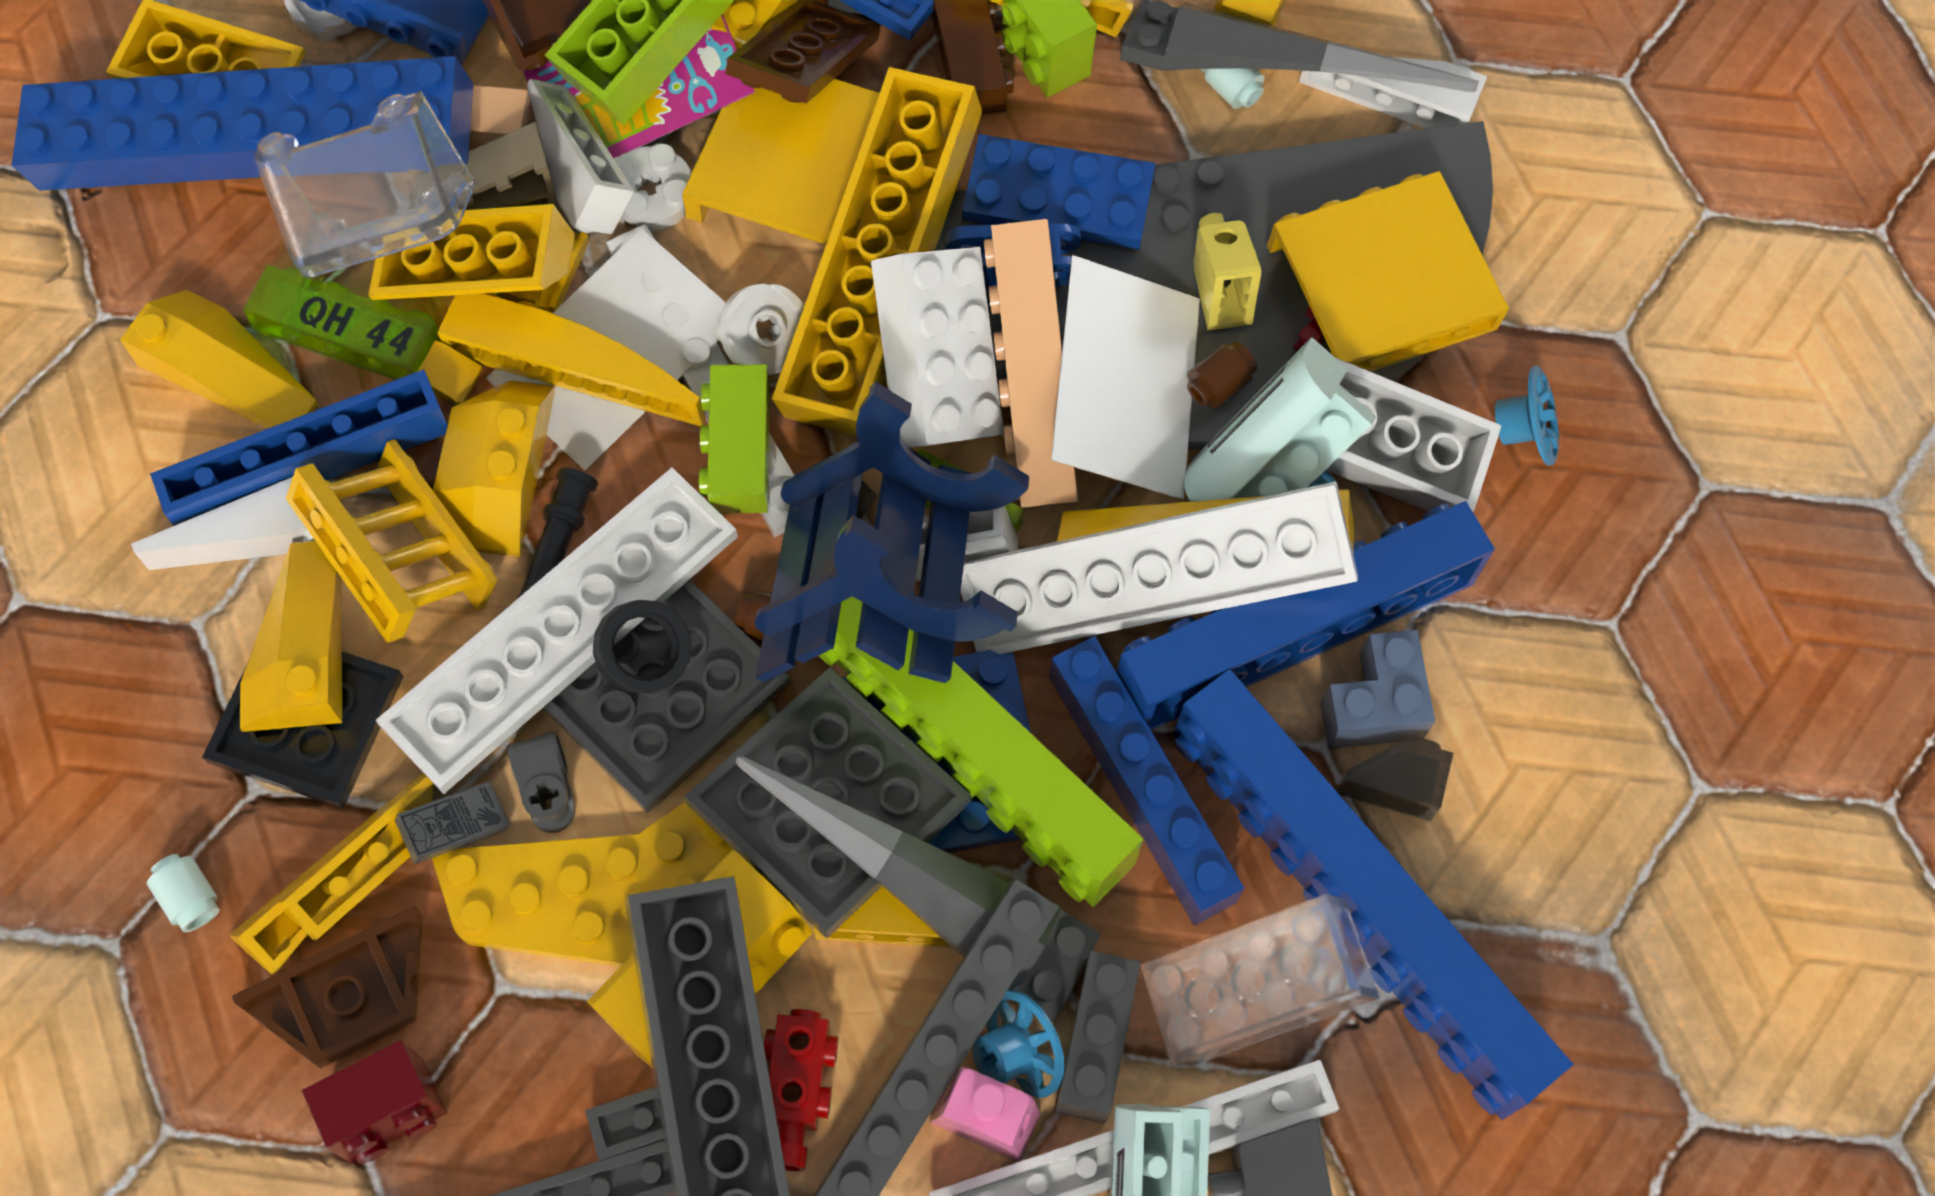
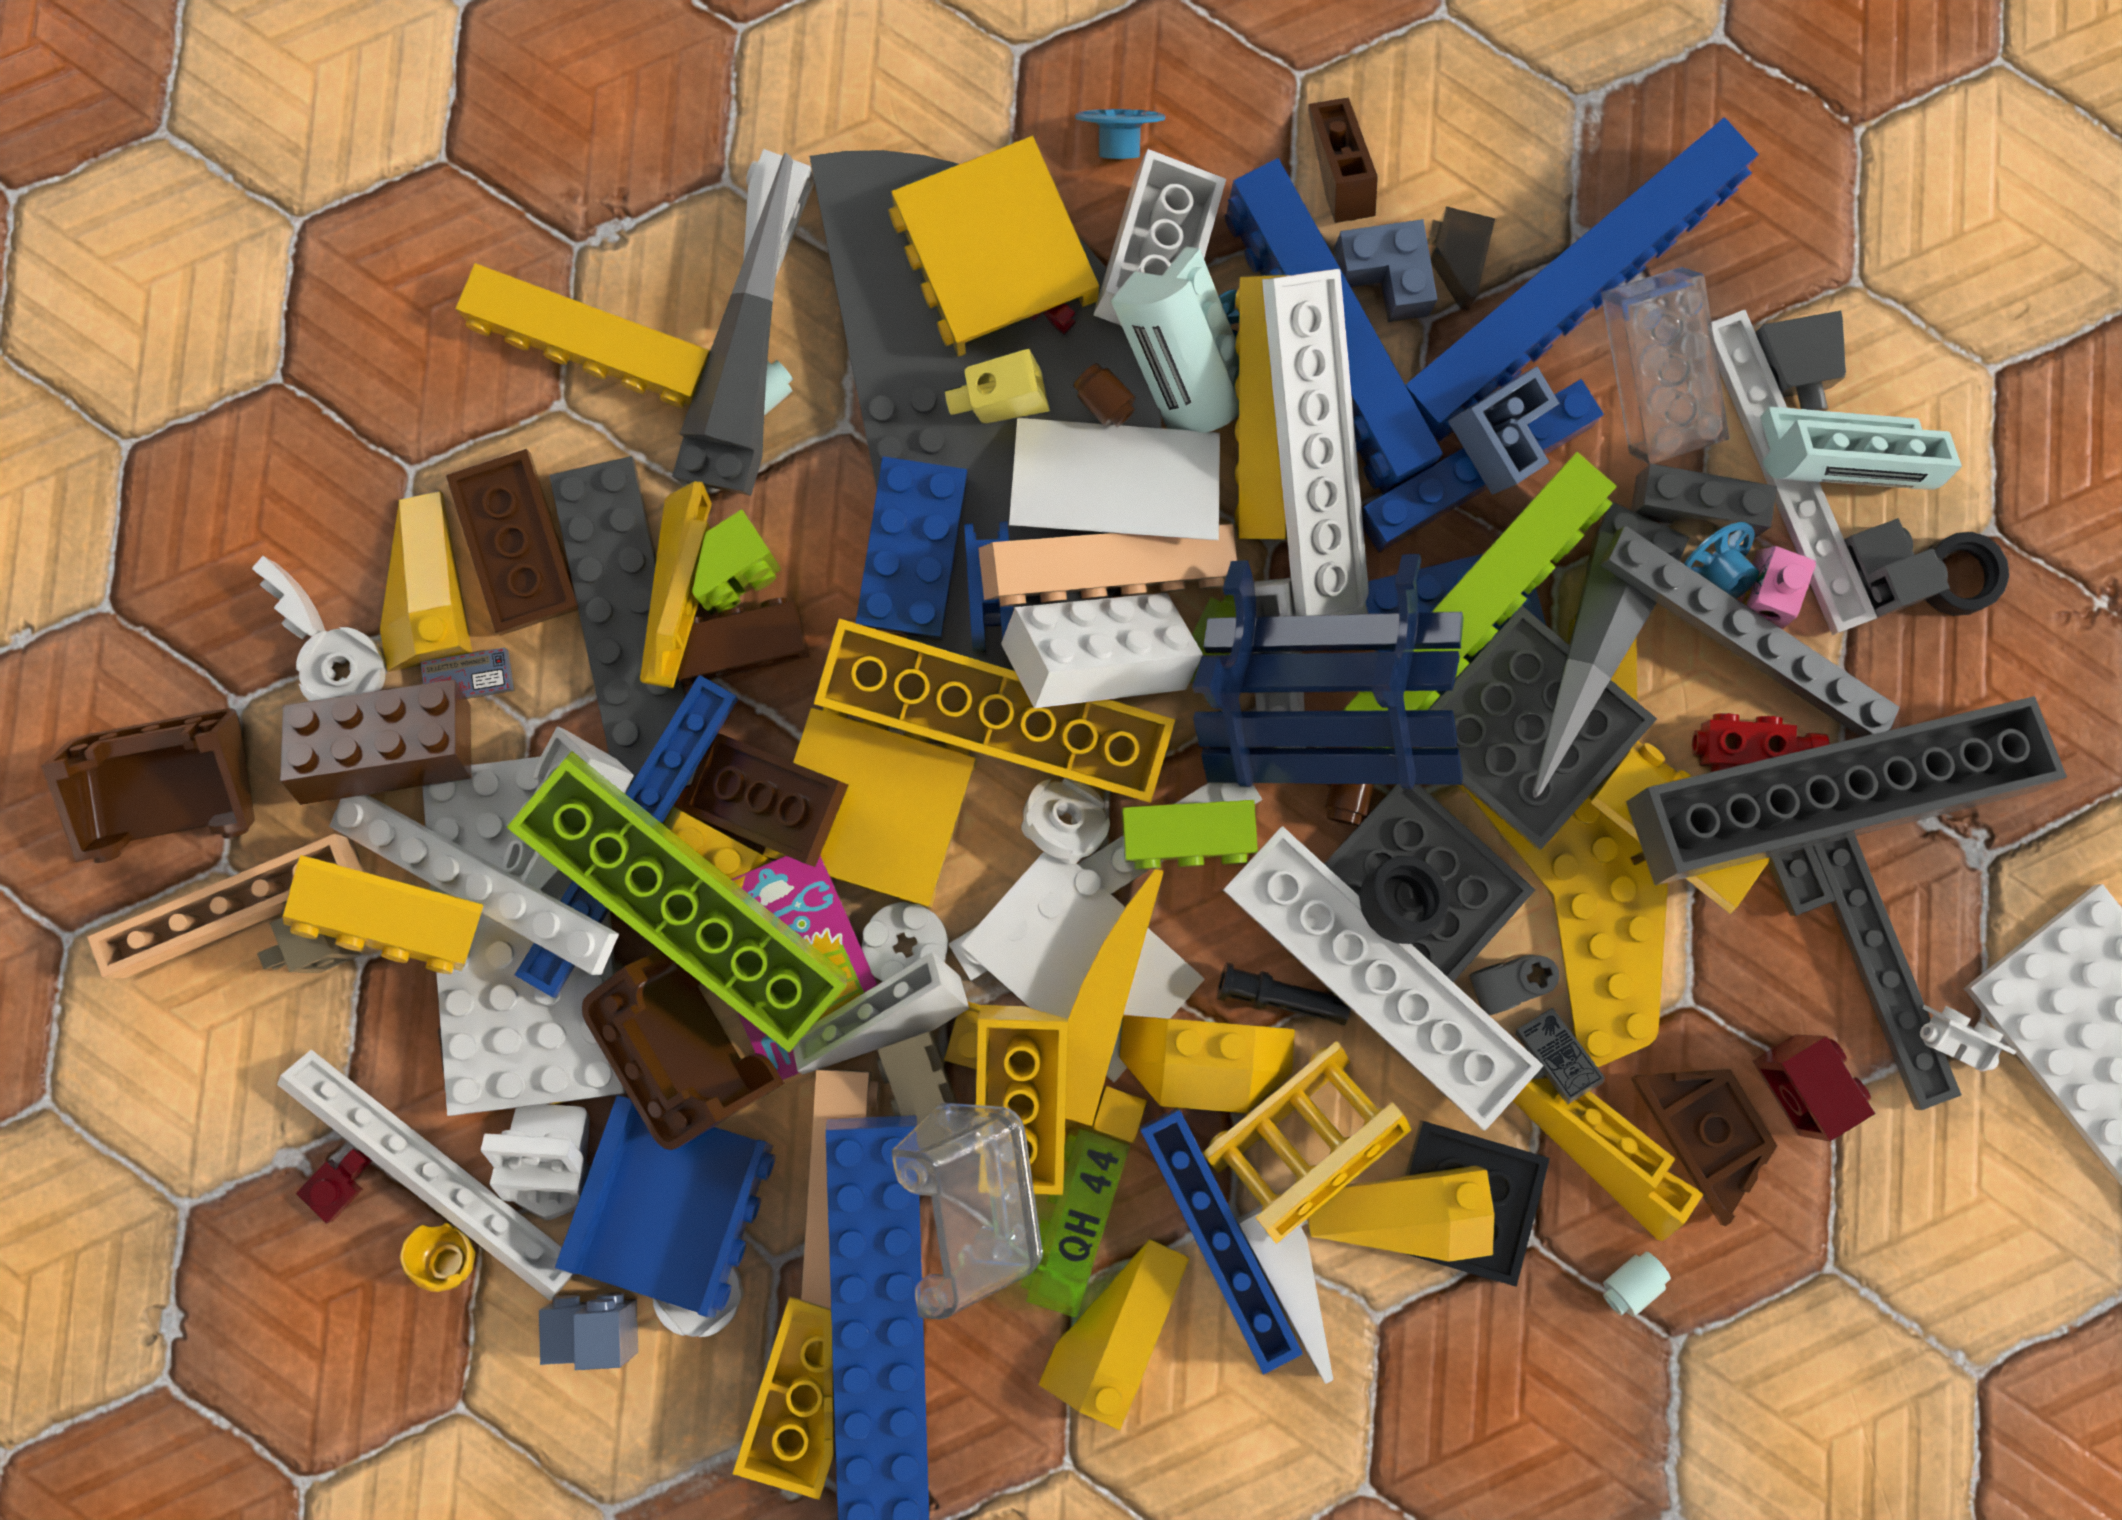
camera: 90 degrees left, 15 degrees up
(1180, 756) = (1498, 431): none -> sand blue brick
(1507, 653) = (1343, 160): none -> reddish brown slope

